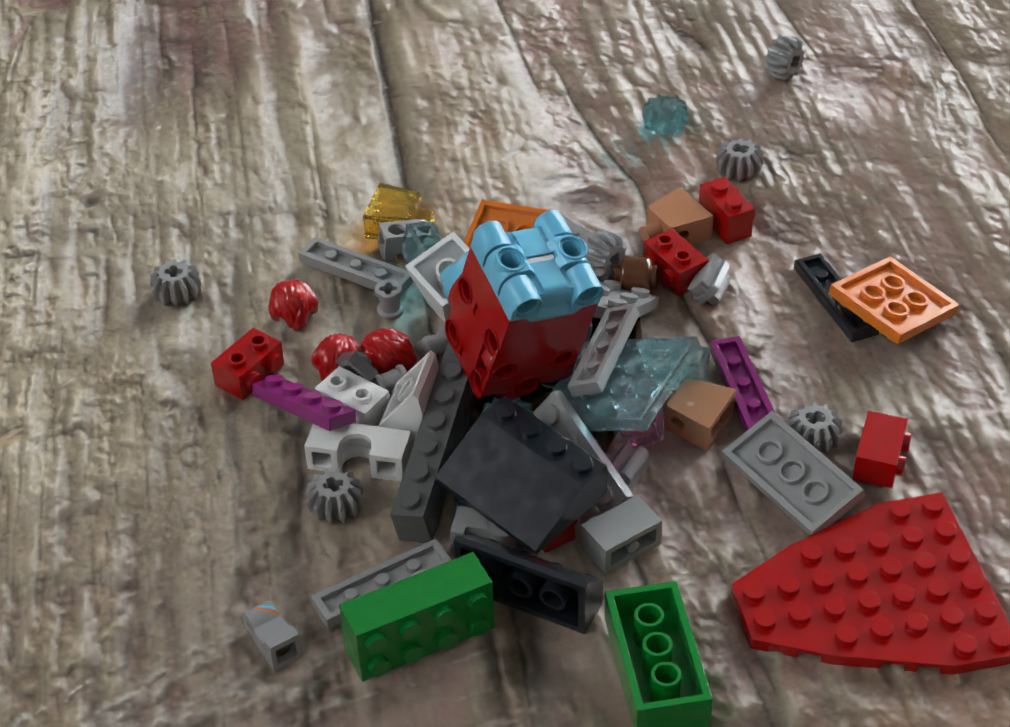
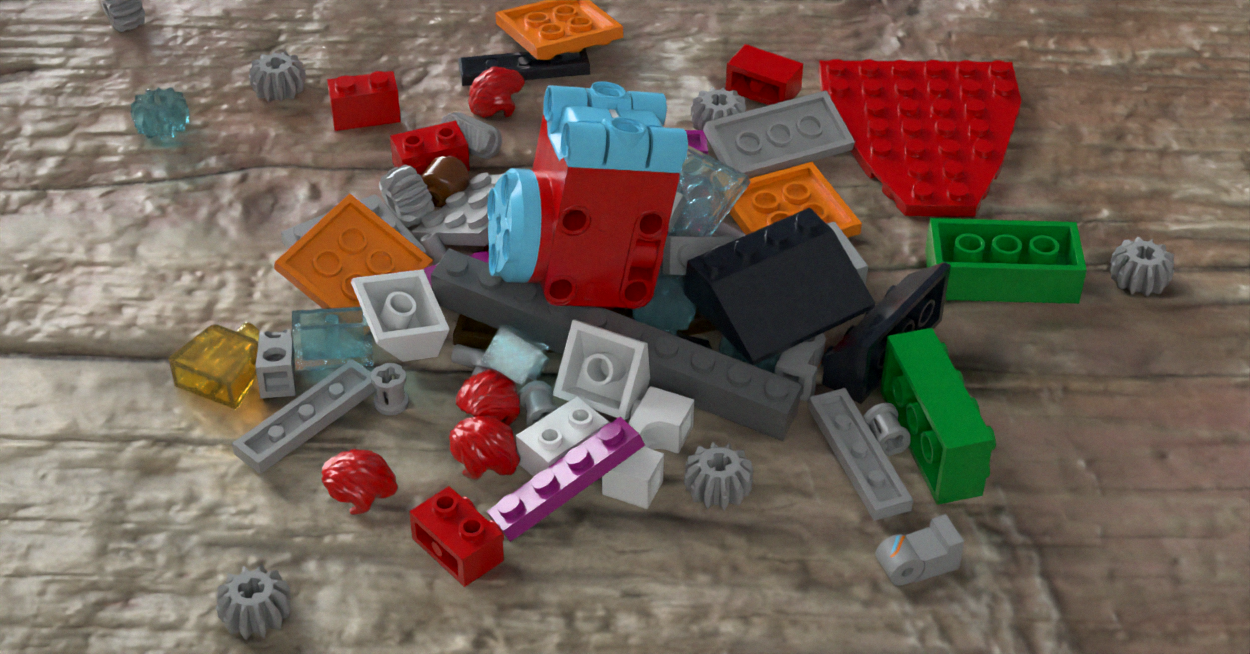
camera: 80 degrees left, 0 degrees up
(358, 364) = (526, 413): dark grey plate -> none
(413, 338) = (516, 355): none -> clear light blue brick
(681, 214) = (358, 139): nougat torso -> none
(694, 498) = (789, 192): none -> orange plate
(778, 277) = (493, 91): none -> red hair

